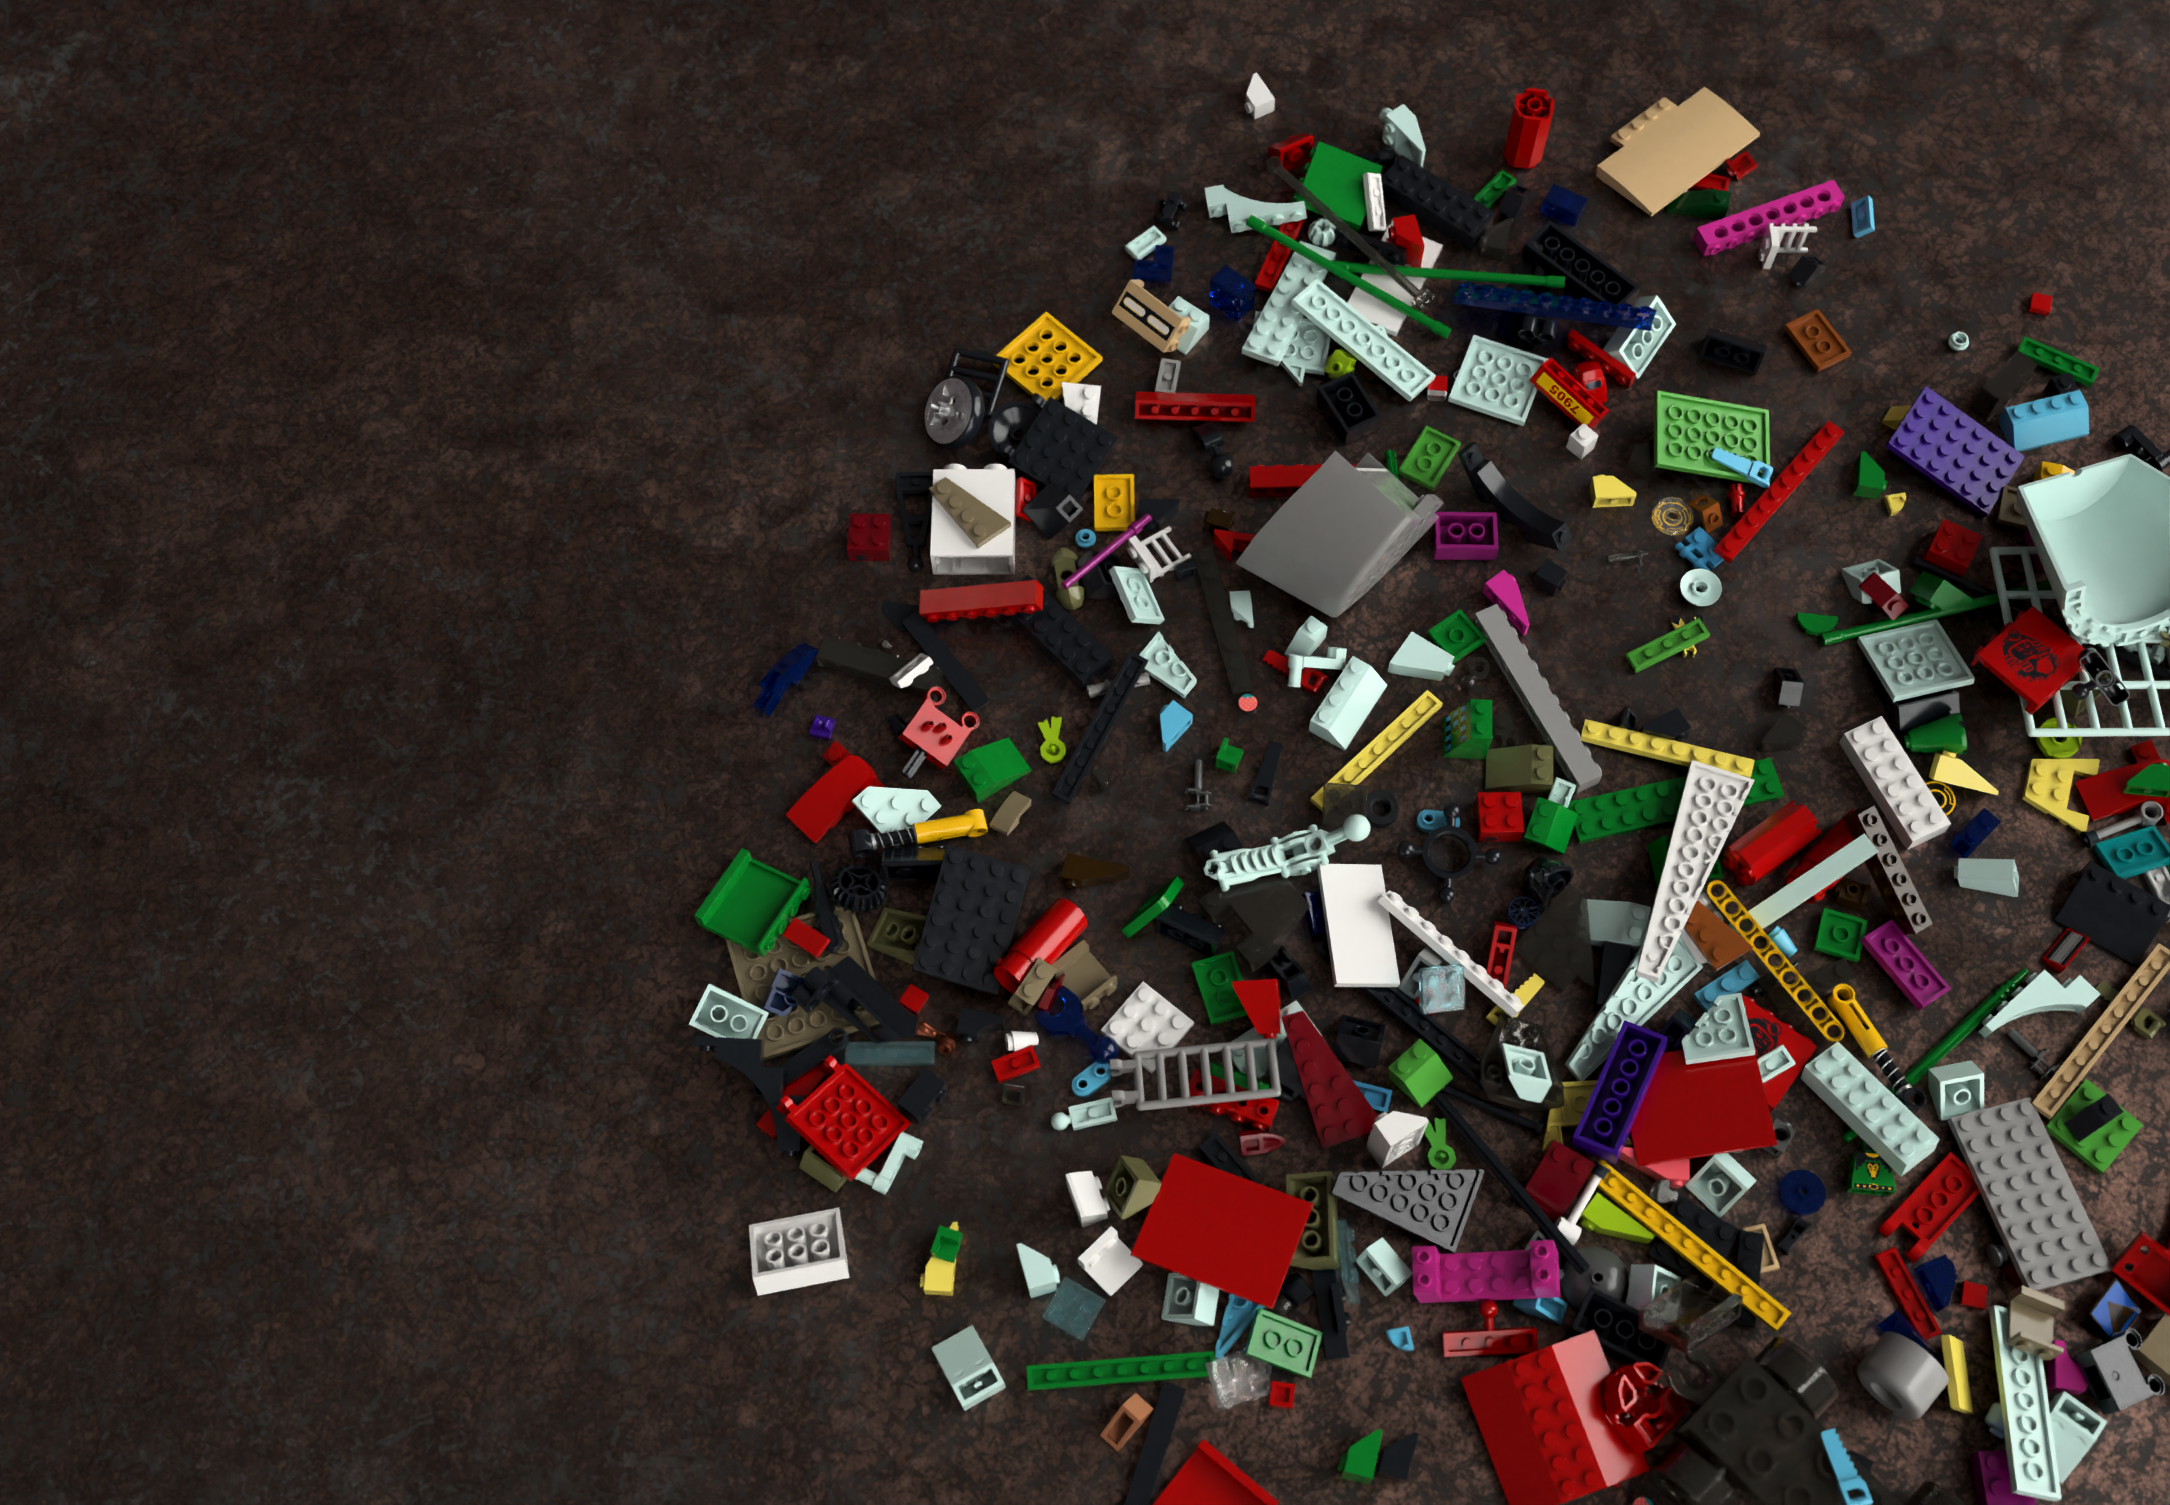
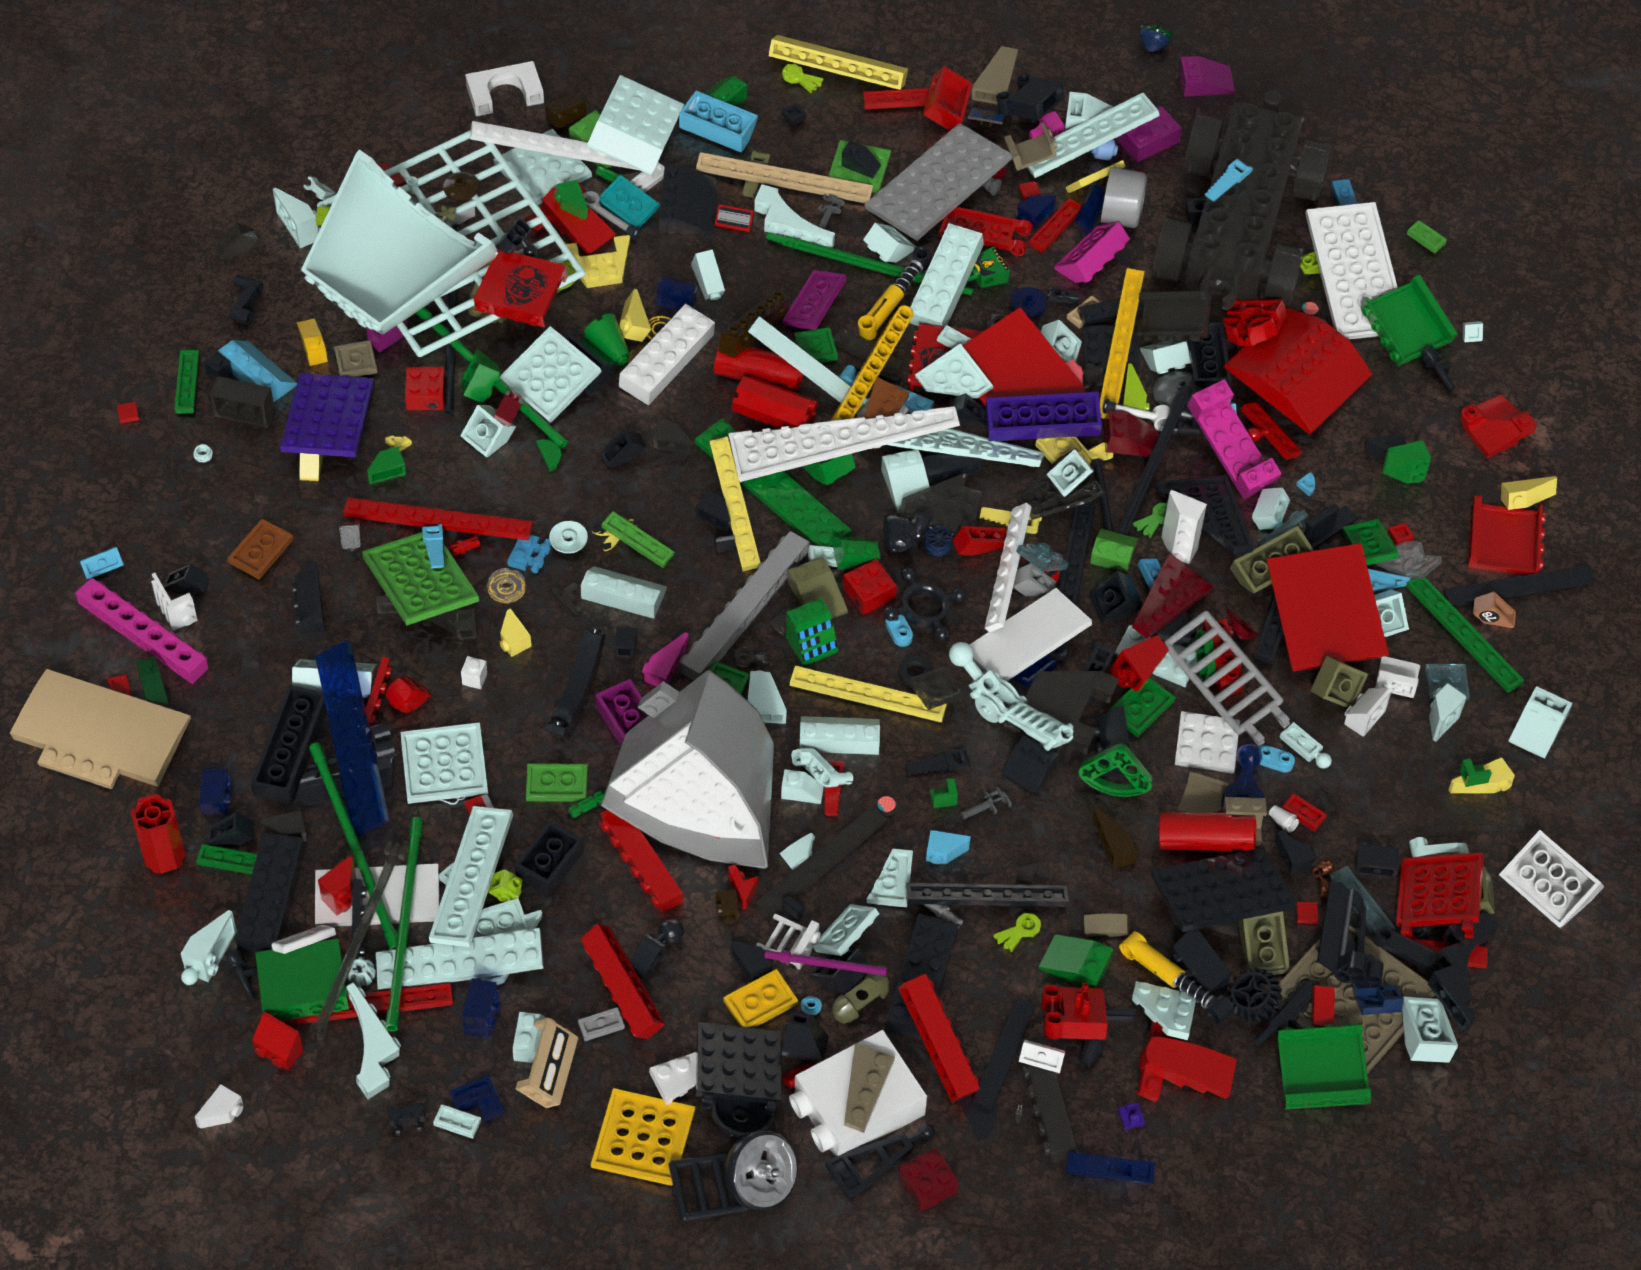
camera: 125 degrees left, 10 degrees down
(1568, 394) = (436, 695): red brick -> none
(1613, 605) = (622, 592): none -> light aqua slope
(1709, 512) = (494, 555): dark orange bracket -> none
(1740, 165) = (89, 672): red bracket -> none
(1799, 414) = (350, 534): none -> clear smoke slope
(1842, 1304) = (1093, 252): none -> dark pink slope

